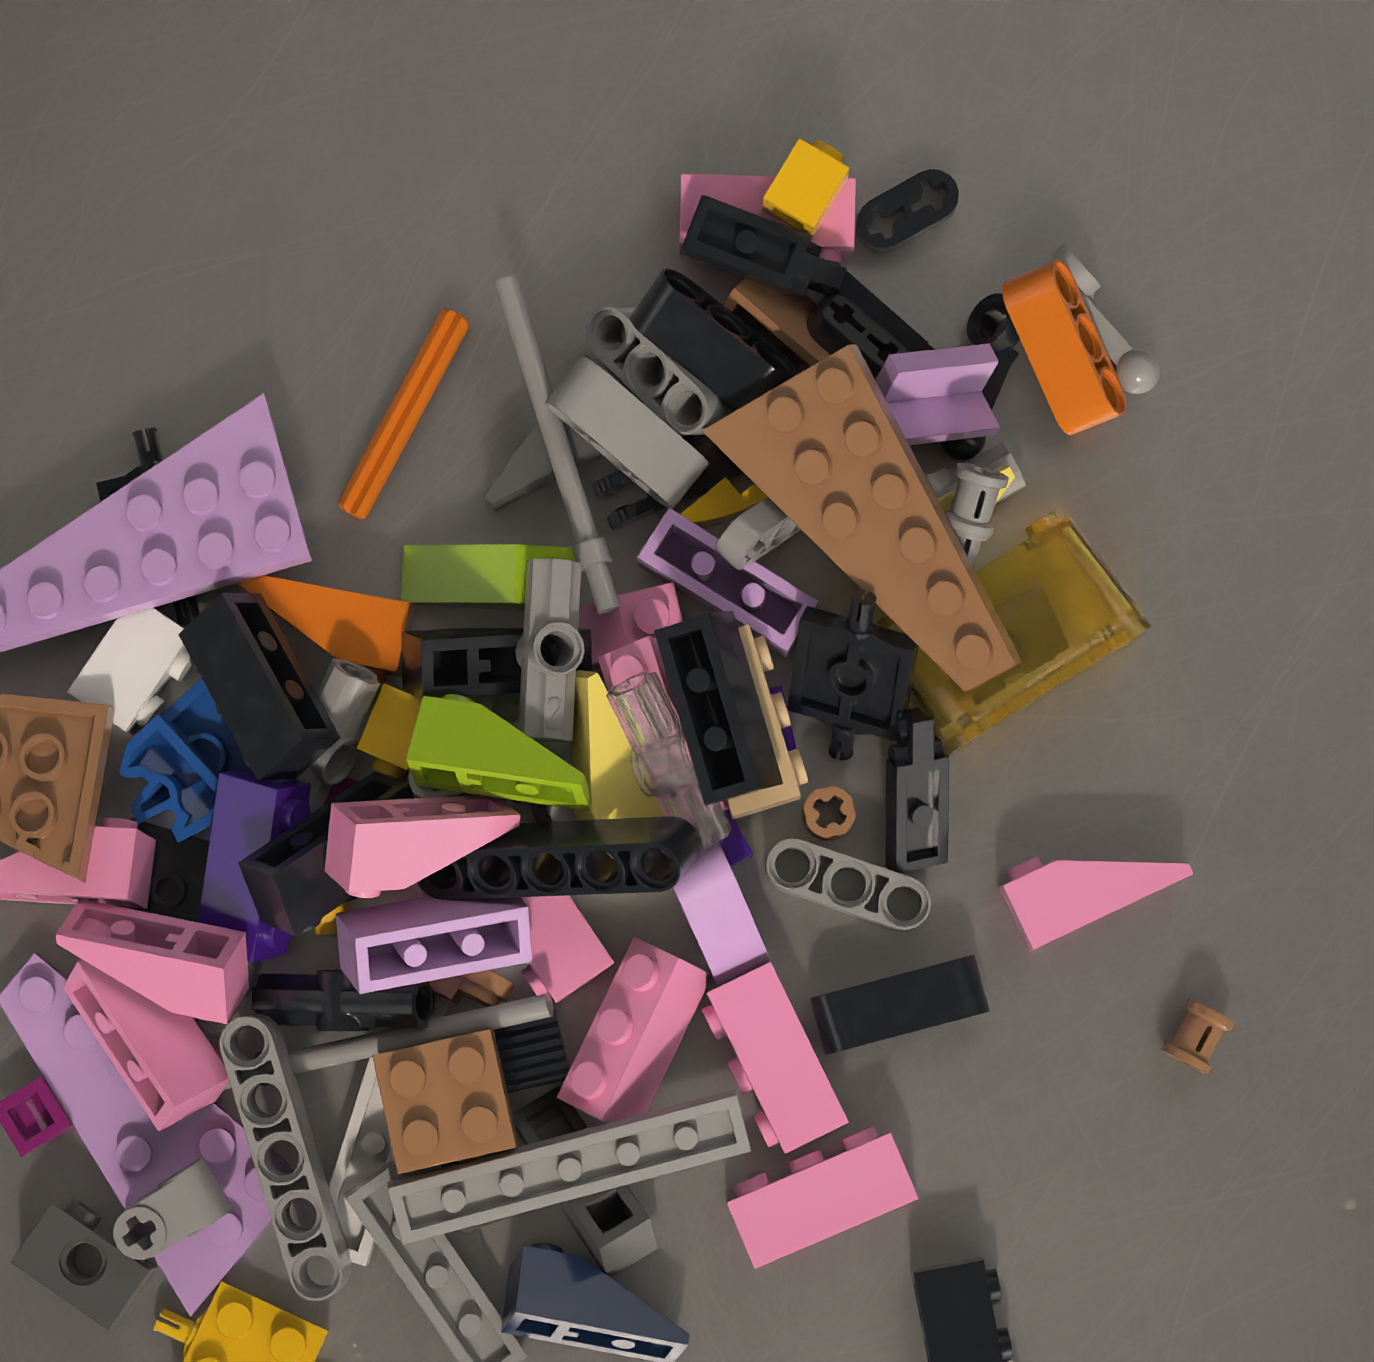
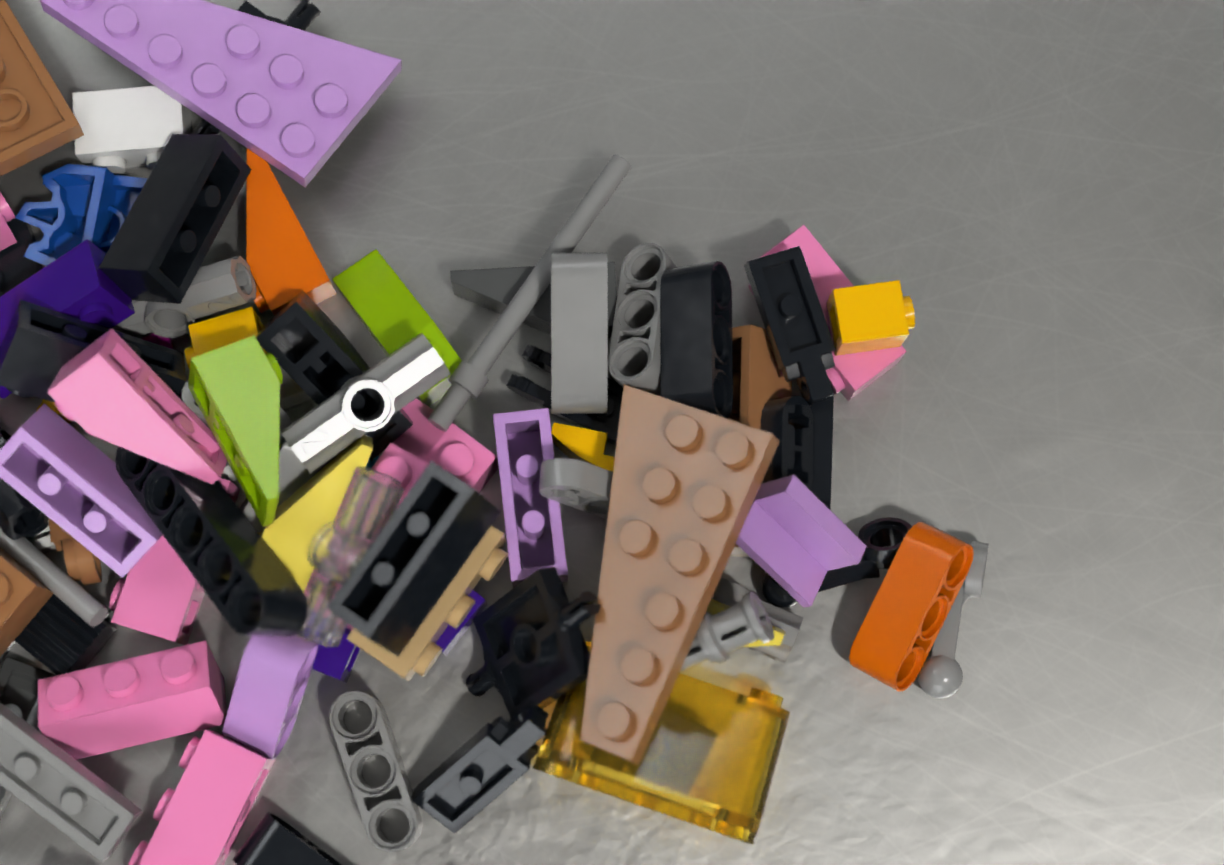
camera: 45 degrees right, 5 degrees down
(403, 413) = (470, 173): orange axle -> none
(833, 830) = (407, 701): medium nougat bush -> none
(900, 199) = (920, 400): black beam -> none

